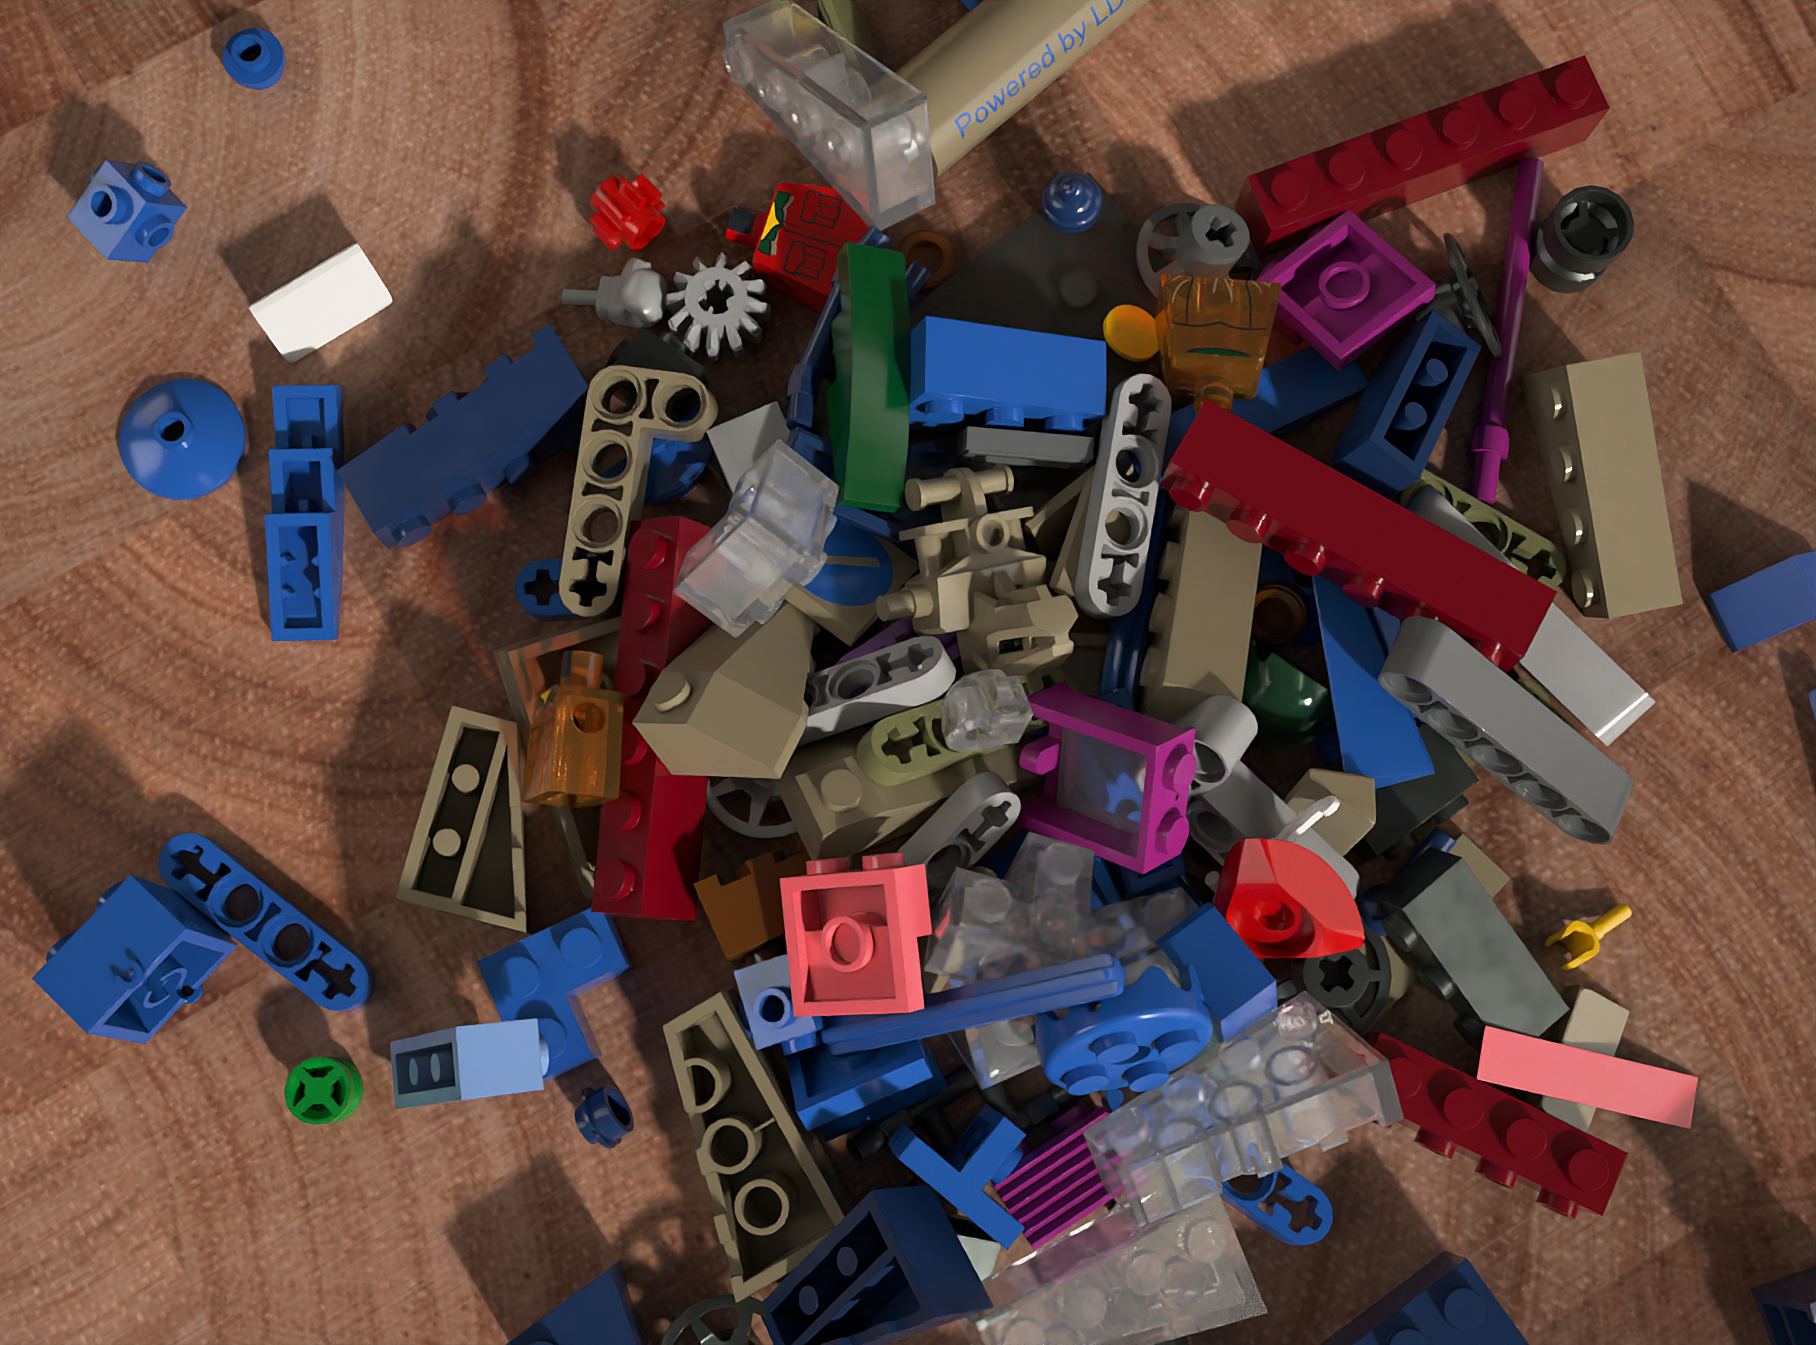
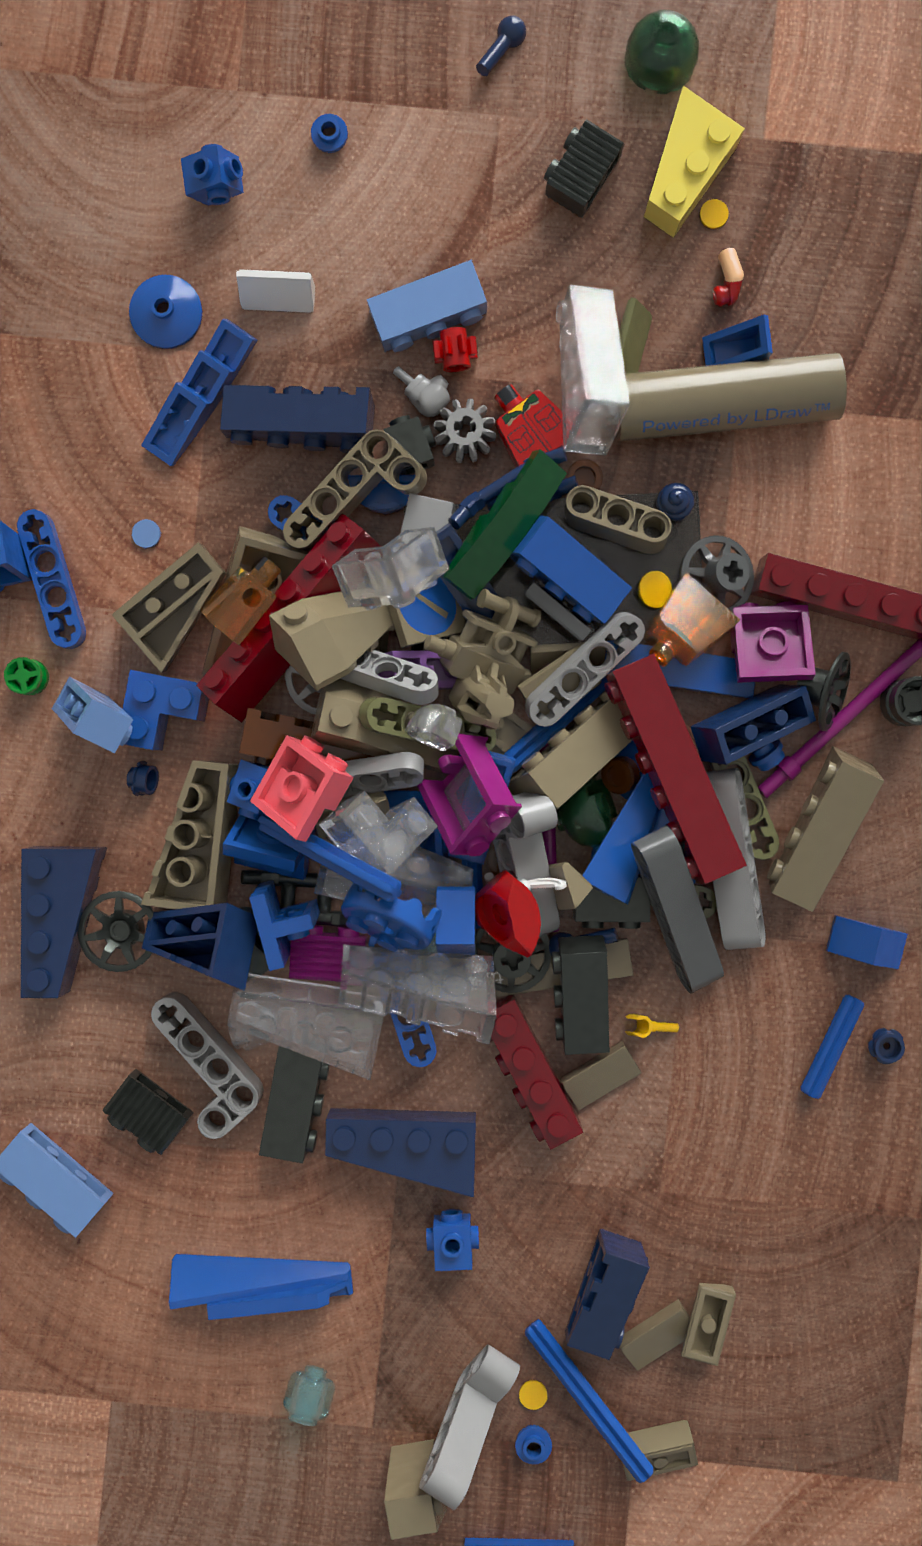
camera: 45 degrees right, 10 degrees up
(363, 760) = (146, 533): none -> medium blue piece
(548, 184) = (428, 306): none -> medium blue brick
(1032, 251) = (607, 504): none -> dark tan beam
(1453, 446) = (767, 756): none -> blue plate
(1586, 1077) = (595, 1087): coral sticker -> none

